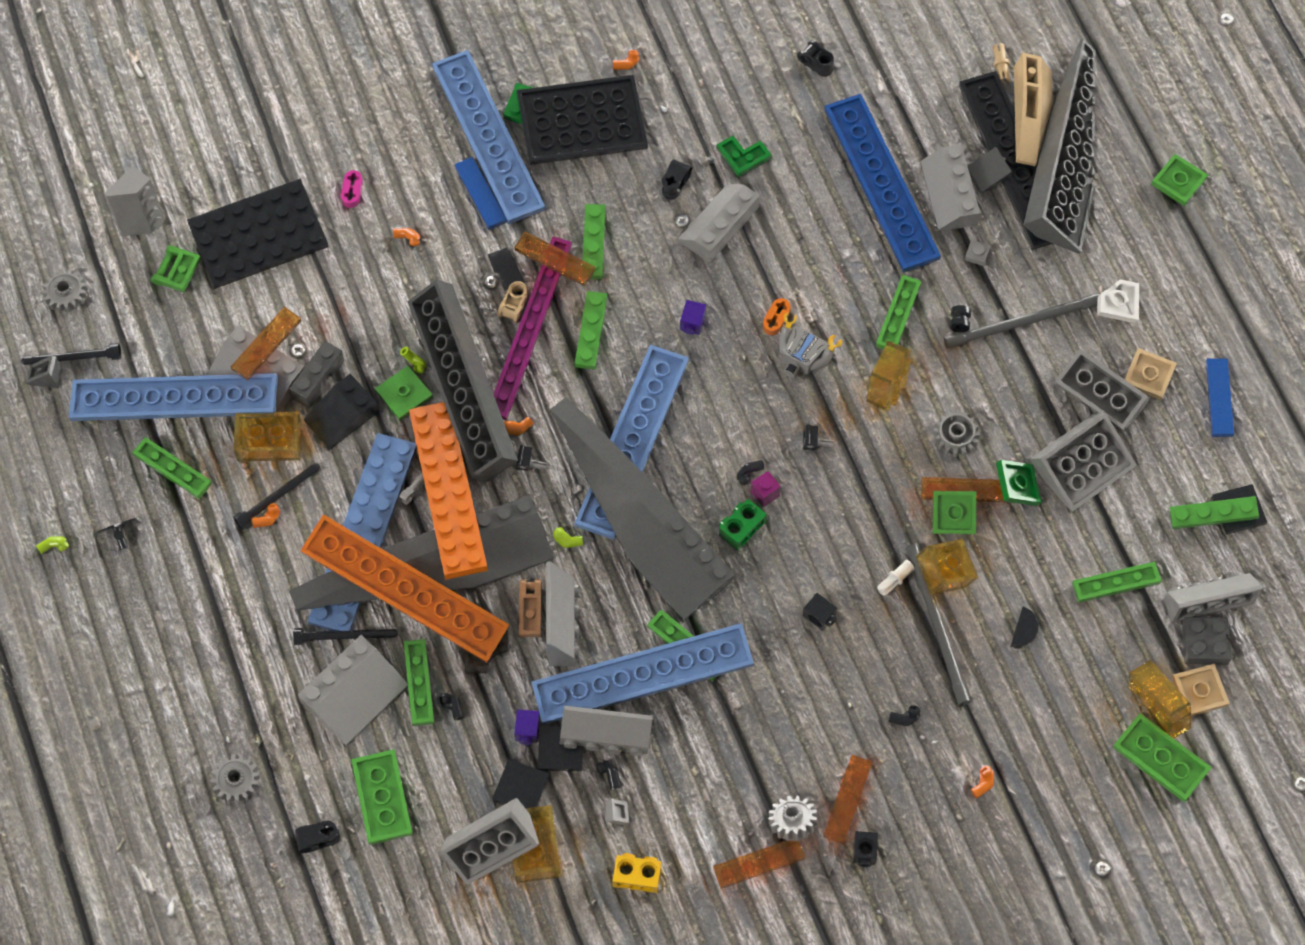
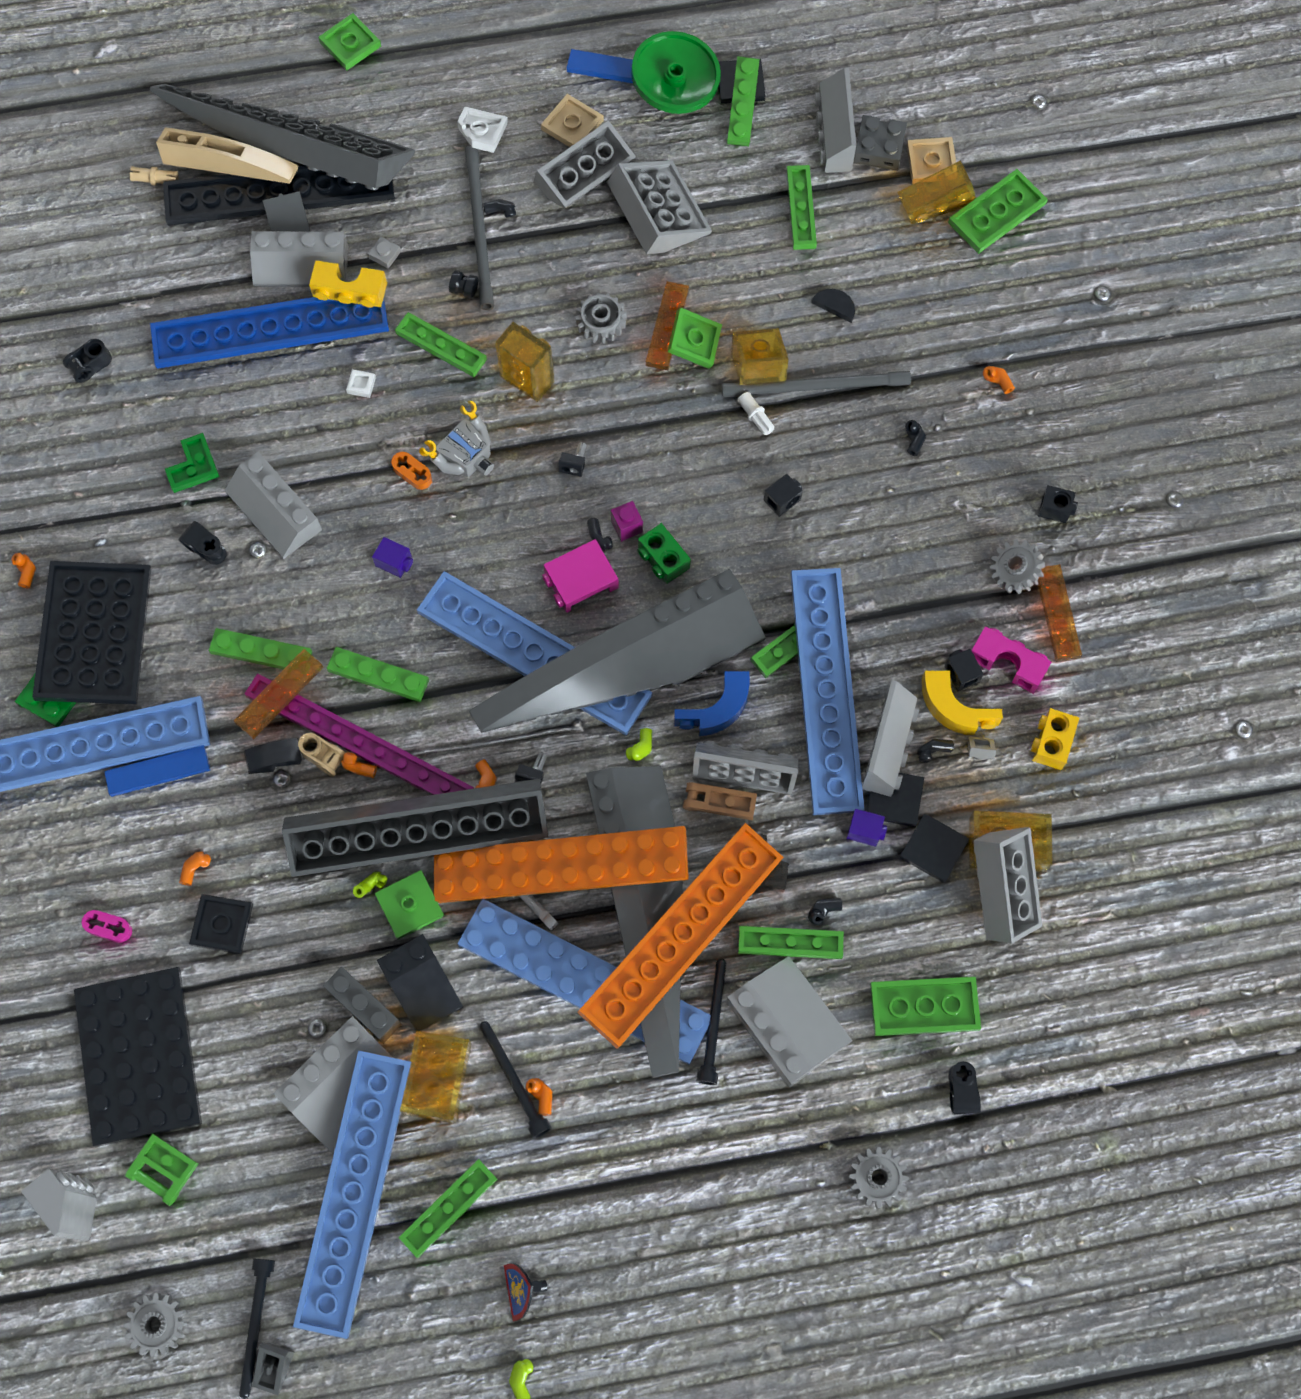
camera: 80 degrees left, 5 degrees up
(266, 343) = (314, 1056): clear orange plate -> none
(366, 265) = (221, 924): none -> black tile
(508, 331) = (349, 763): none -> orange arm
(615, 601) = (721, 714): none -> blue arch
(653, 771) = (949, 711): none -> yellow arch
(686, 786) = (963, 669): none -> black brick
(699, 844) = (1029, 665): none -> dark pink arch
(707, 462) = (579, 575): none -> dark pink panel
(847, 799) = (997, 512): clear orange plate -> none
(848, 262) = (361, 383): none -> white tile
(930, 243) = (365, 290): none -> yellow arch
(1018, 482) = (674, 269): green plate -> none
(1048, 333) = (499, 205): none -> black arm
(1225, 448) = (675, 72): none -> green dish

